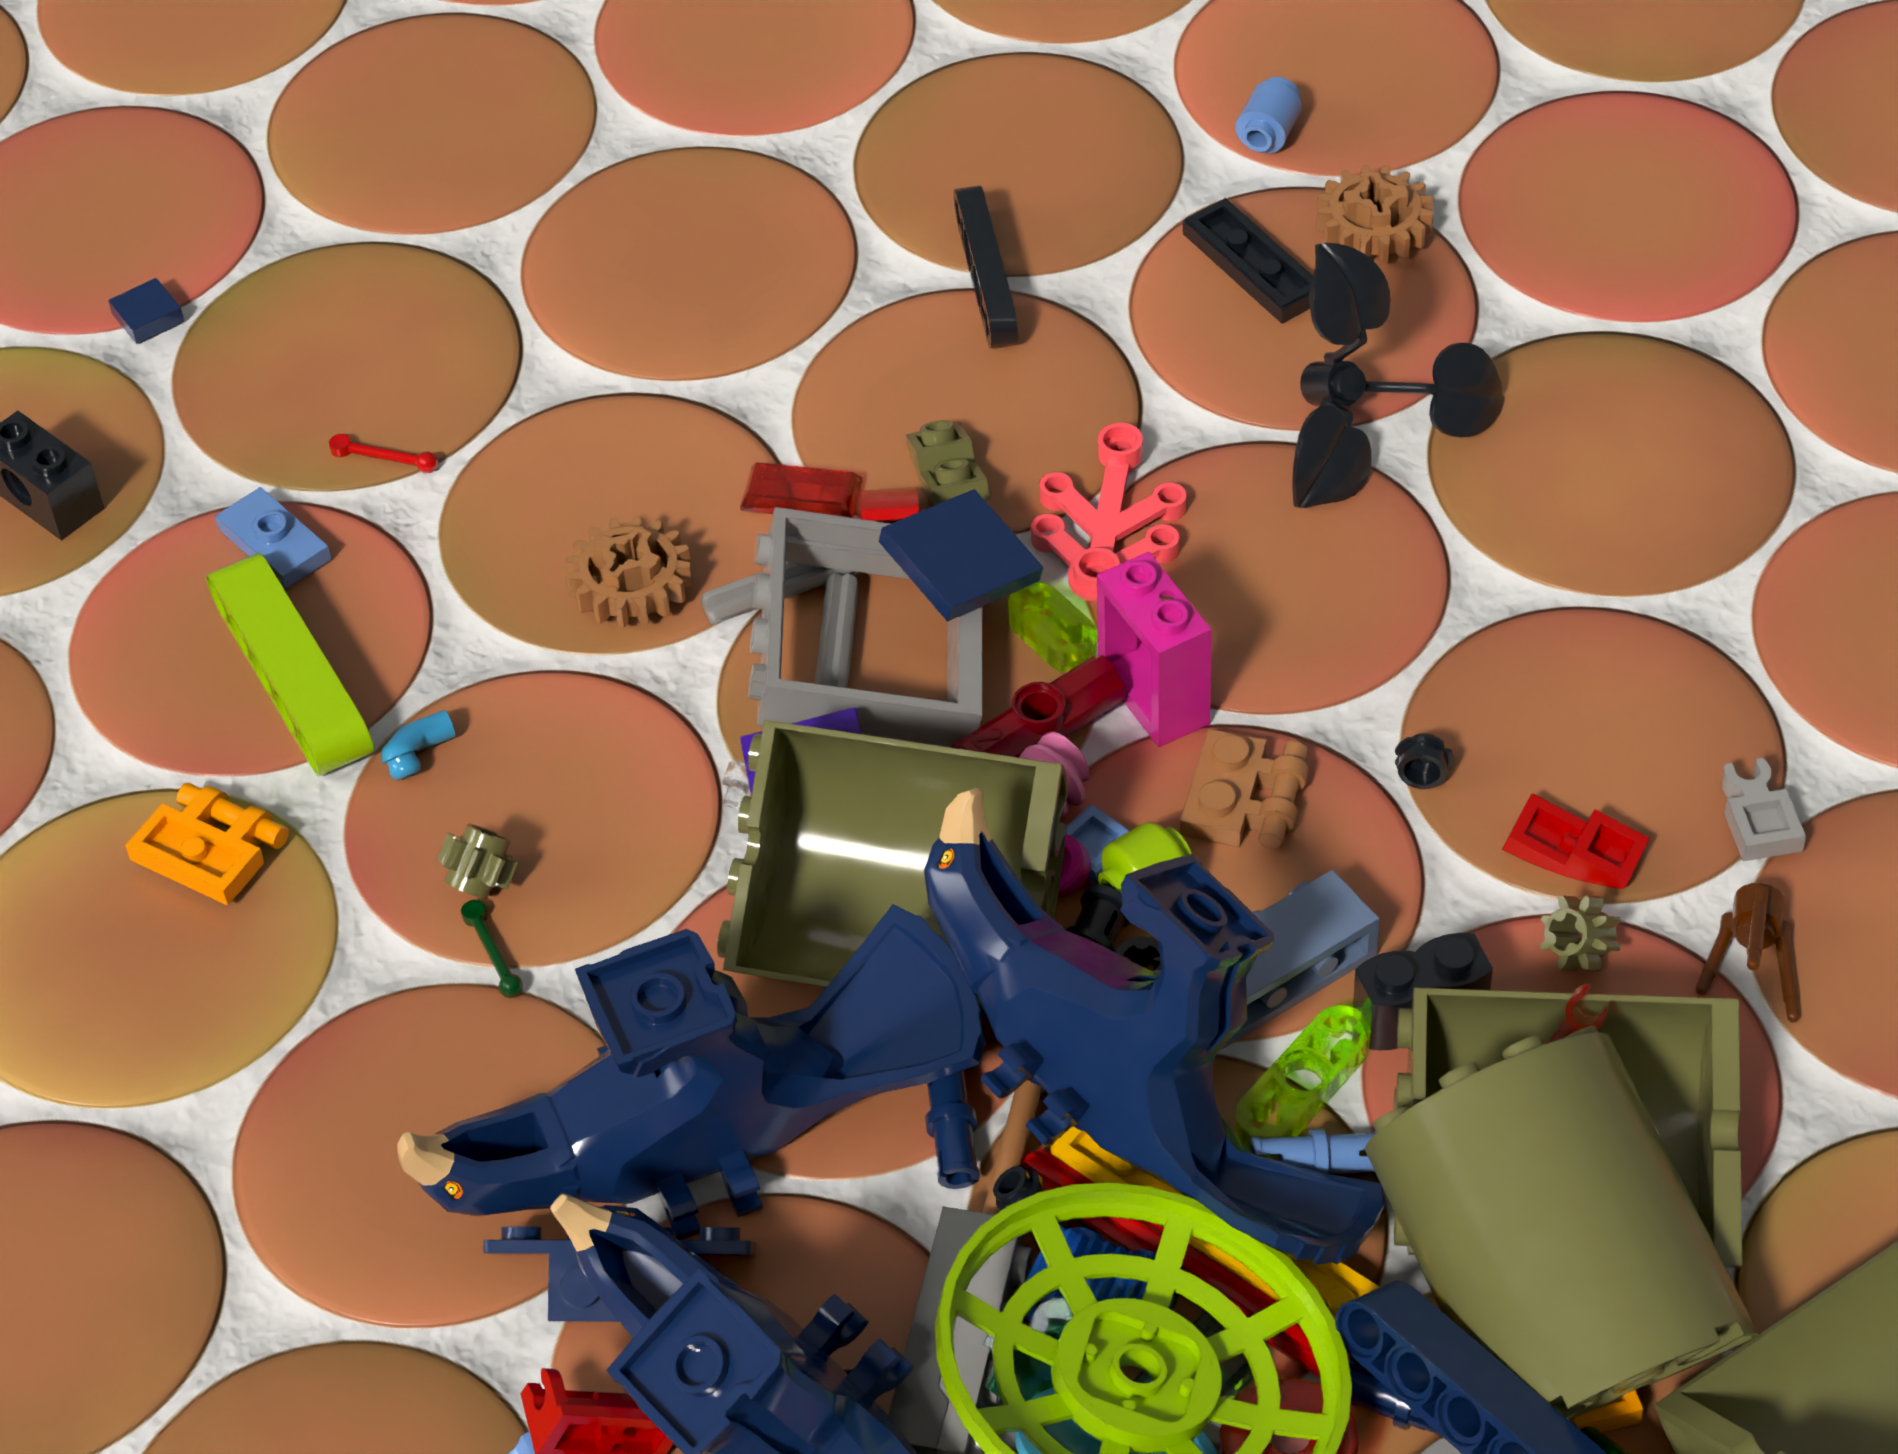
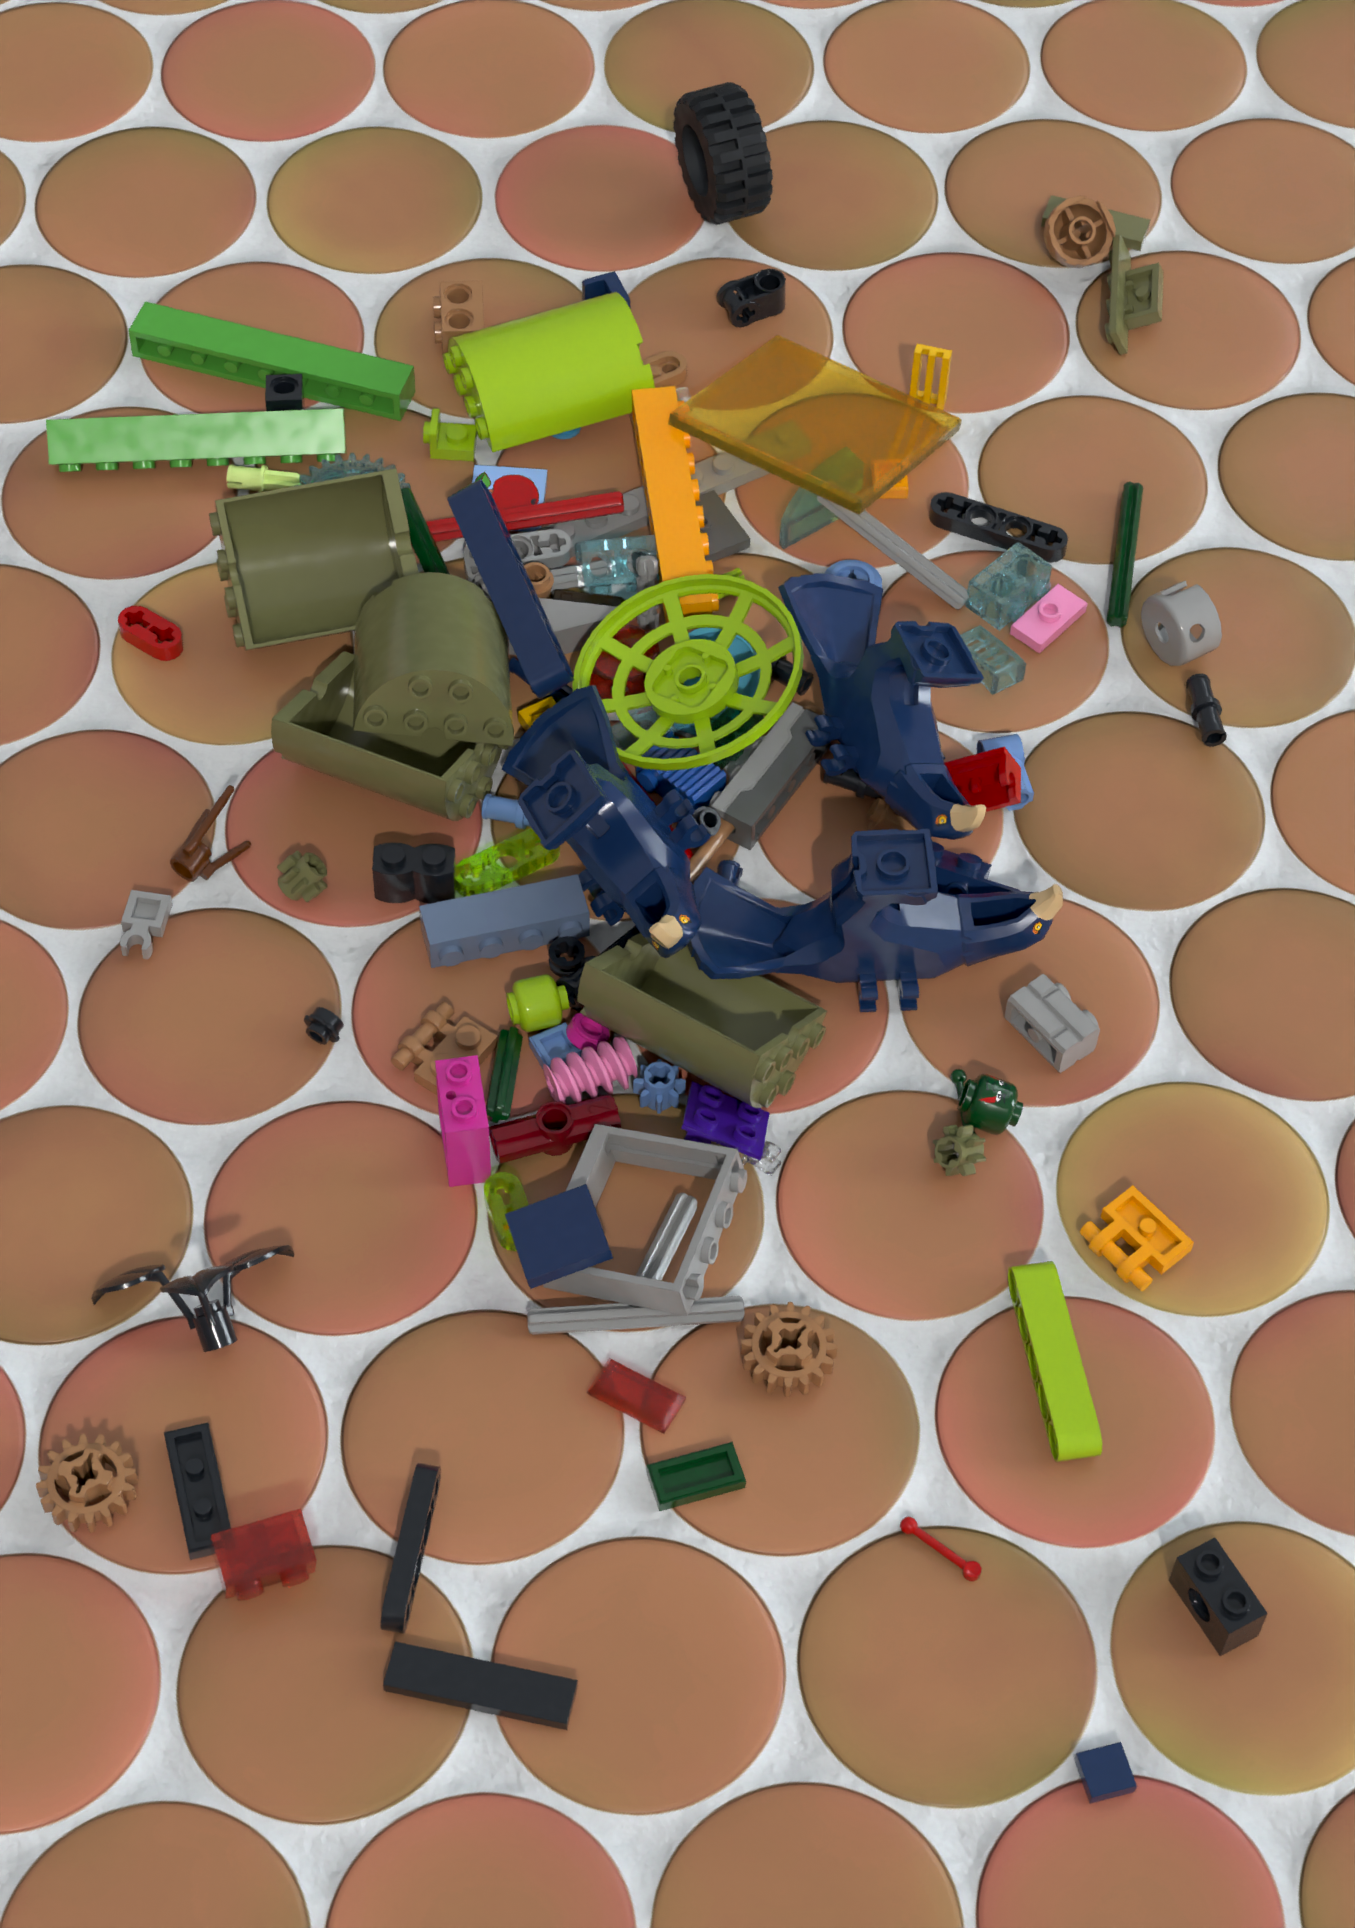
camera: 165 degrees left, 5 degrees up
(265, 526) = (1043, 1491): medium blue plate -> none
(386, 1084) = (1052, 1022): none -> light grey brick
(412, 738) = (981, 1273): dark azure arm -> none
(450, 934) = (990, 1104): none -> dark green head
(695, 434) = (696, 1476): none -> dark green tile
(849, 191) = (480, 1685): none -> black tile
(888, 504) = (585, 1321): red slope -> none
(946, 461) = (523, 1370): olive slope -> none
(1120, 452) = (429, 1282): coral plant -> none
(1139, 199) = (263, 1555): none -> clear red brick
(1139, 752) = (504, 1075): none -> dark green axle
(1269, 115) = (107, 1622): medium blue brick -> none
(1575, 1019) = (362, 731): clear red hand -> none
(1588, 851) = (262, 946): red slope -> none

